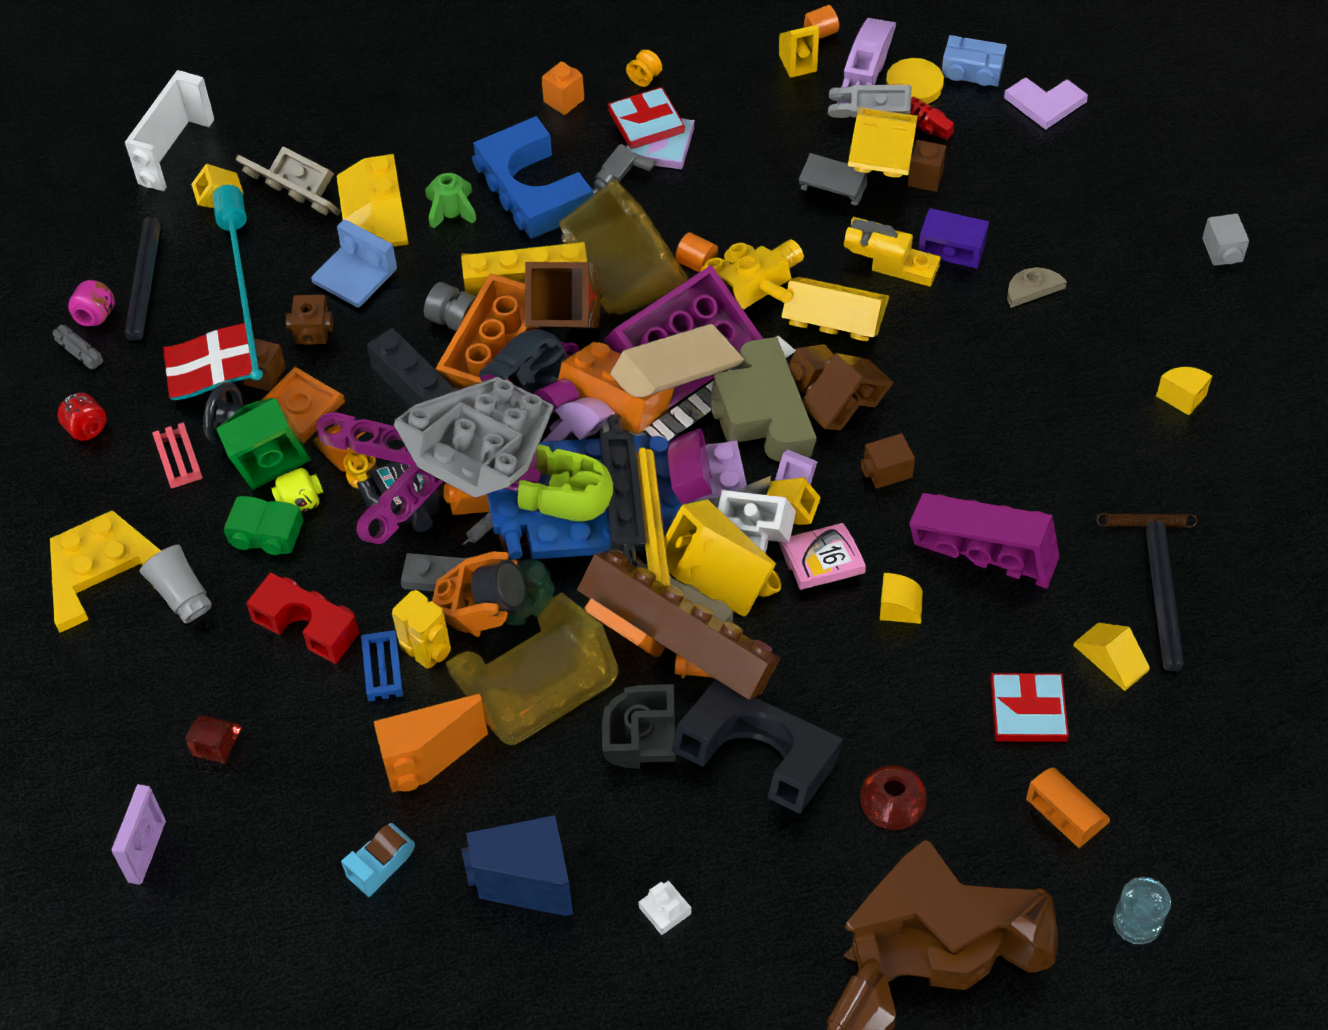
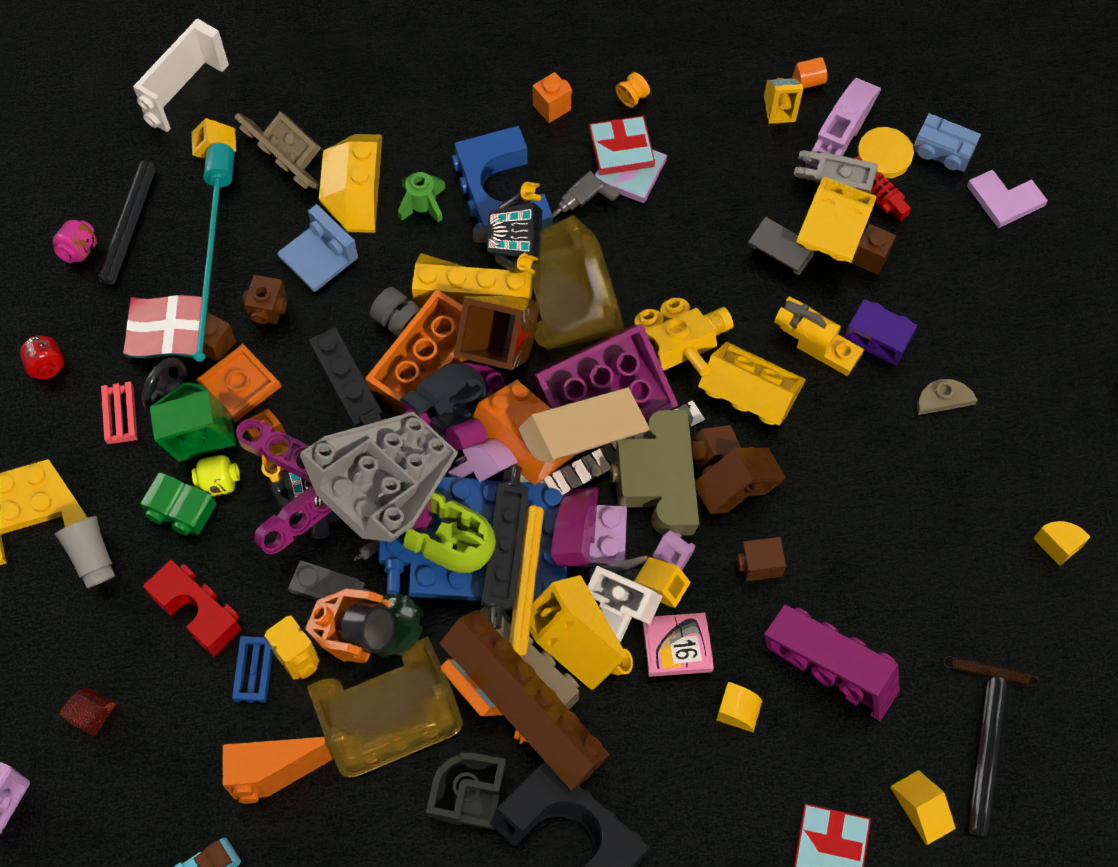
camera: 10 degrees right, 10 degrees up
(77, 346) = (54, 281): dark grey axle -> none
(558, 203) = (514, 231): none -> torso
(695, 251) = (635, 296): orange brick -> none

